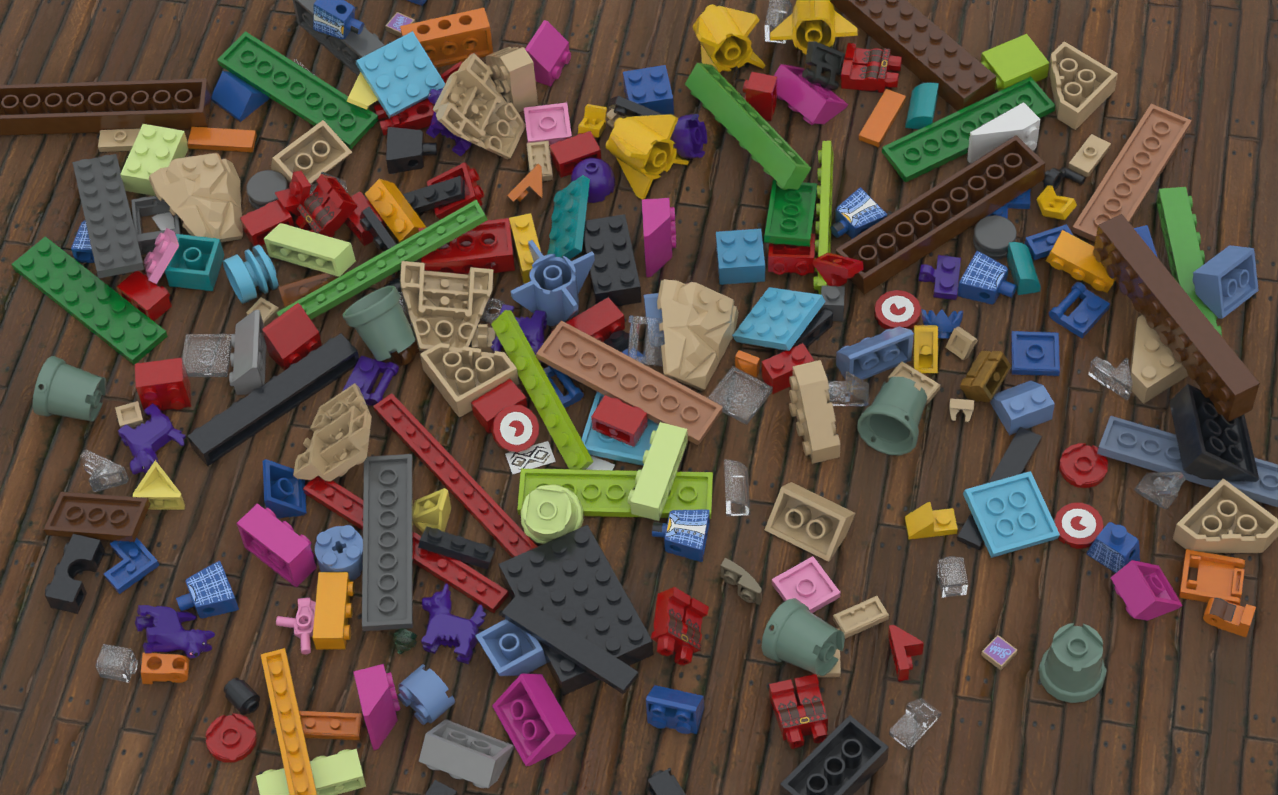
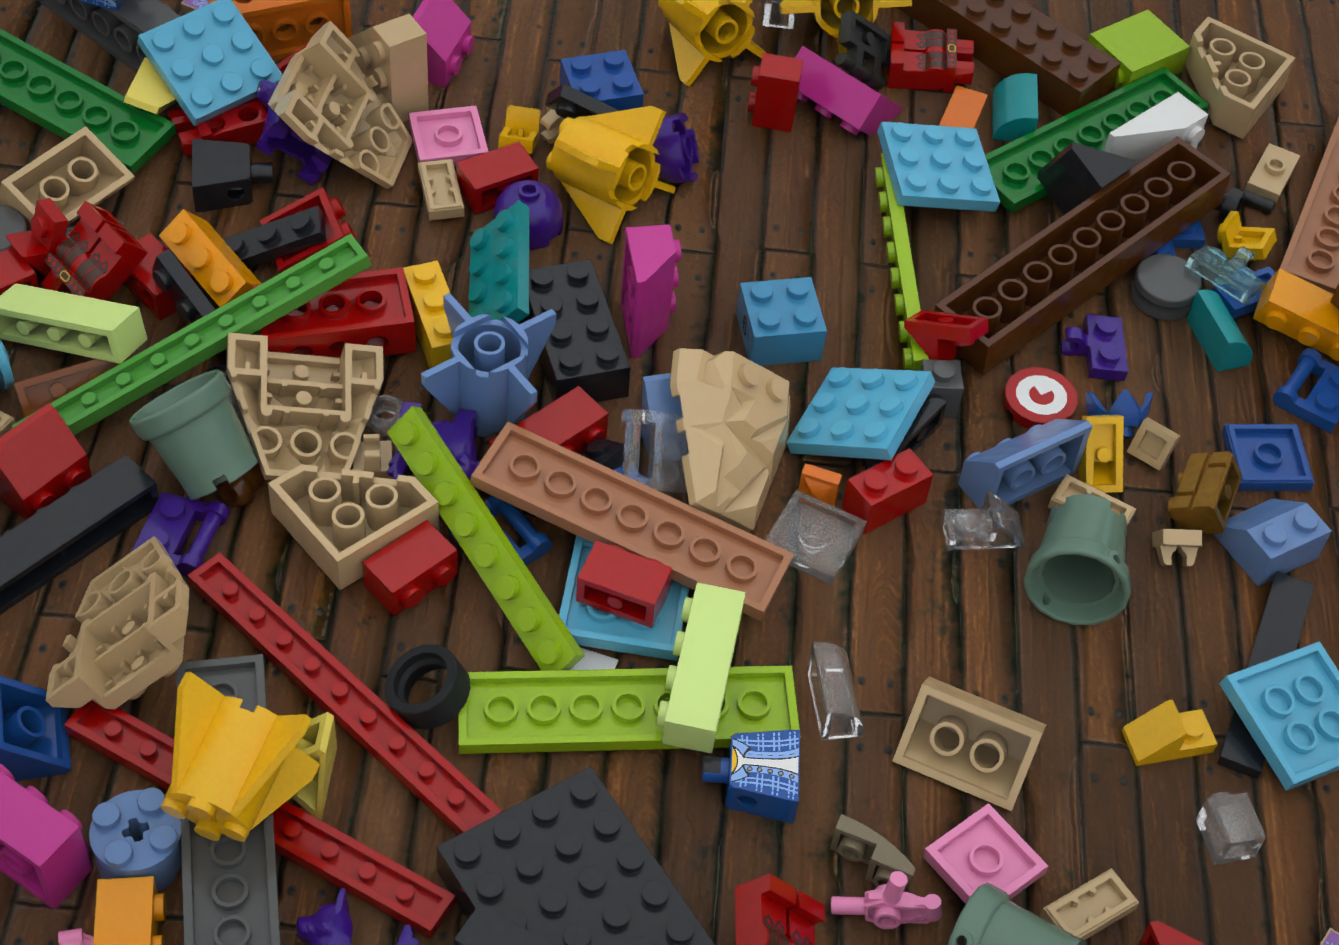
camera: 15 degrees left, 5 degrees down
(390, 513) = (232, 762): none -> yellow brick
(457, 547) = (355, 820): black plate -> none
(511, 485) = (413, 666): none -> black tyre
(515, 428) = (442, 604): red tile -> none
(531, 458) = (478, 650): white sticker -> none
(532, 180) = (434, 215): orange slope -> none
(550, 513) = (520, 750): yellowish green piece -> none
(746, 608) = (890, 905): none -> bright pink piece
(747, 127) = (766, 134): bright green brick -> none
(791, 215) = (851, 256): green plate -> none
(791, 258) = (861, 315): red plate -> none
(813, 413) = (949, 557): tan brick -> none
(856, 215) = (952, 258): torso -> none
(857, 151) = (937, 166): none -> medium azure plate
(948, 159) = (1080, 173): none -> black slope
(985, 280) = (1169, 349): blue torso -> none
(1034, 231) = (1227, 273): none -> clear light blue plate

